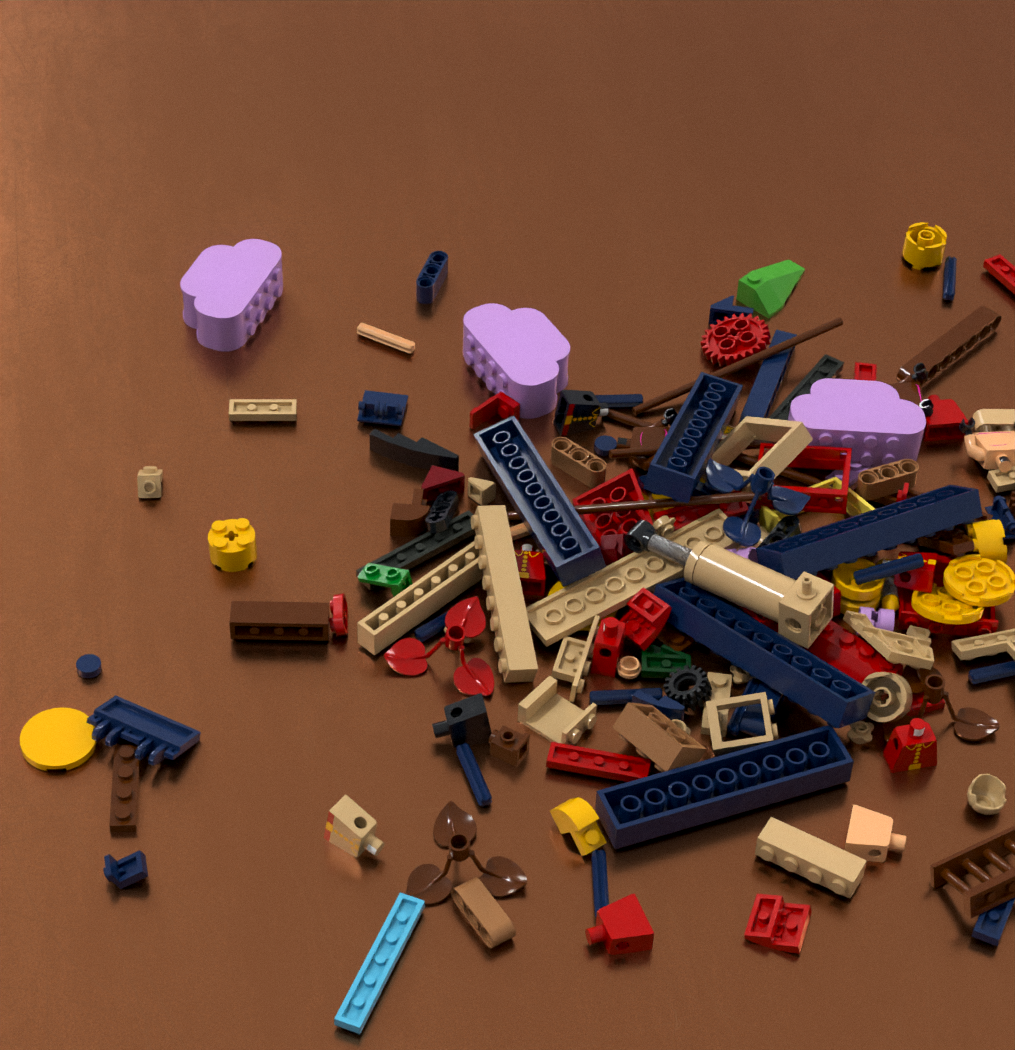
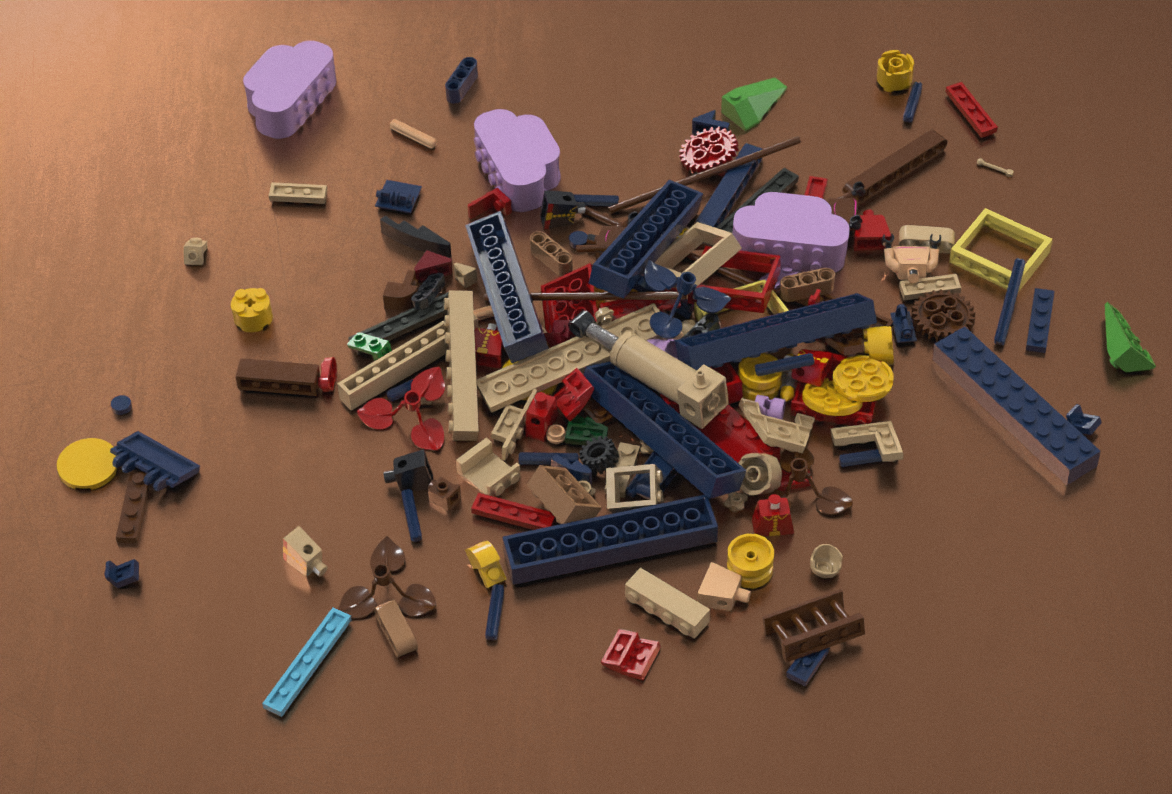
camera: 10 degrees right, 5 degrees up
(622, 927) = (503, 648): red torso -> none
(900, 795) = (752, 559): none -> yellow wheel

